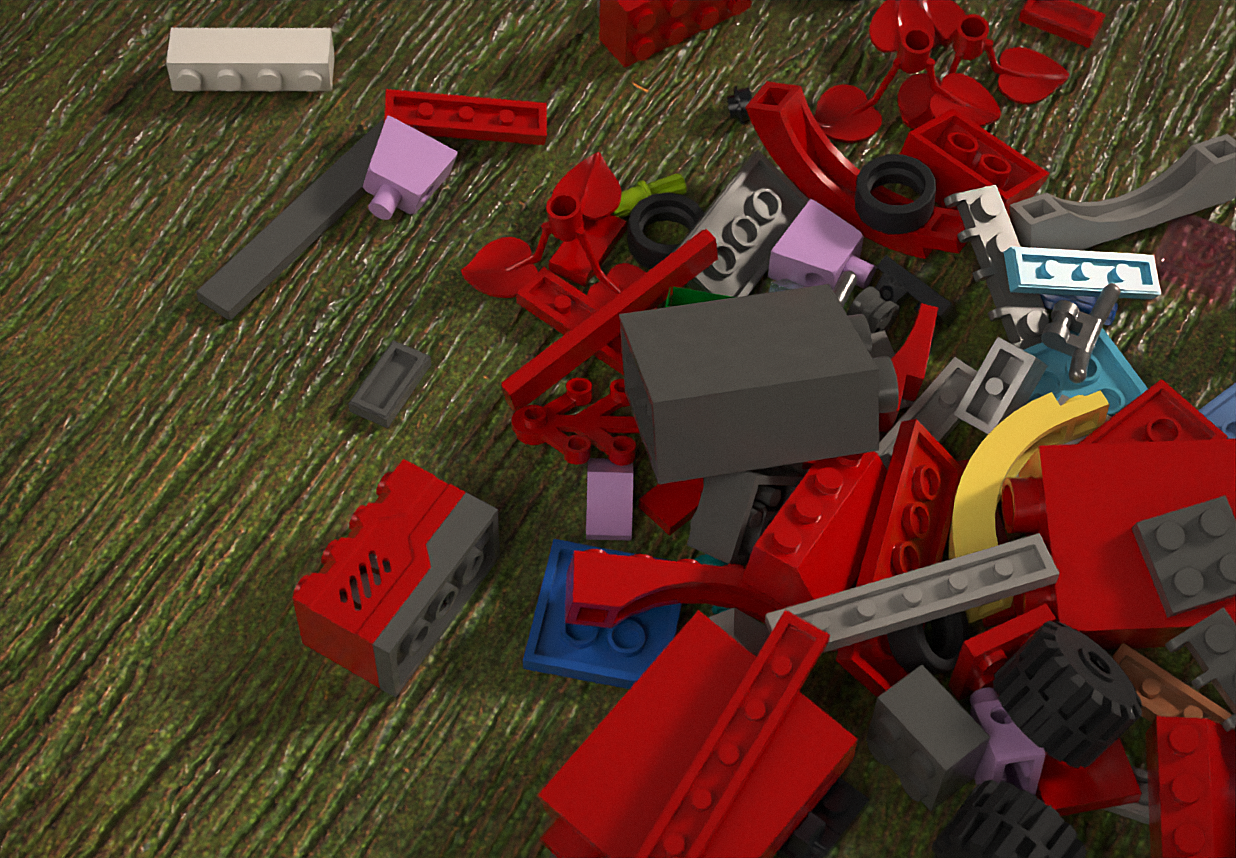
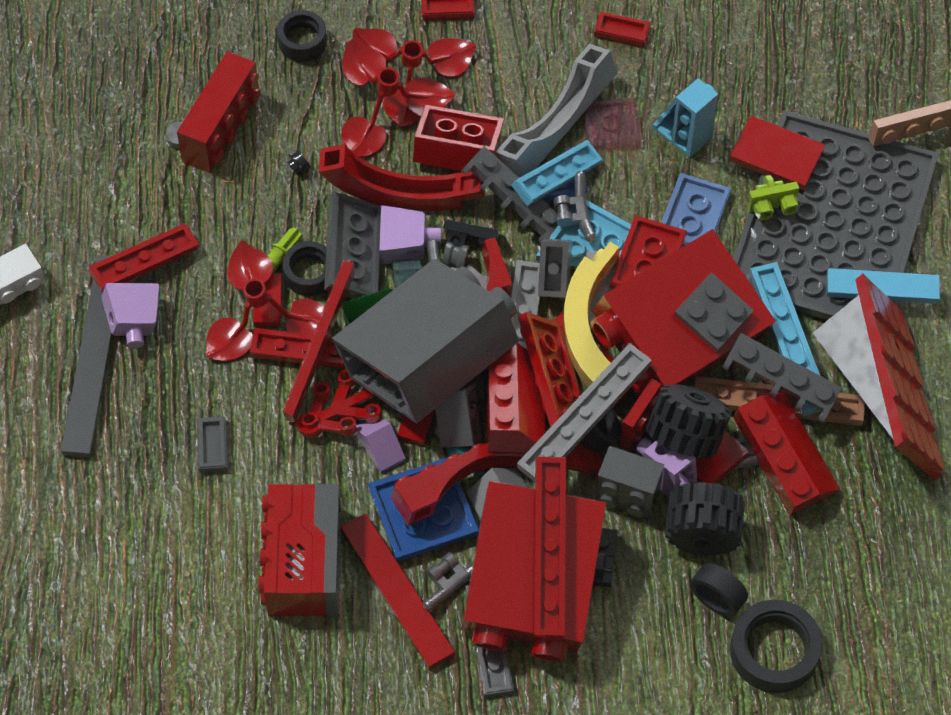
camera: 30 degrees left, 5 degrees up
(496, 713) = (397, 591): none -> red tile
(569, 740) = (449, 586): none -> flat silver piece
(895, 170) = (429, 161): black tyre -> none

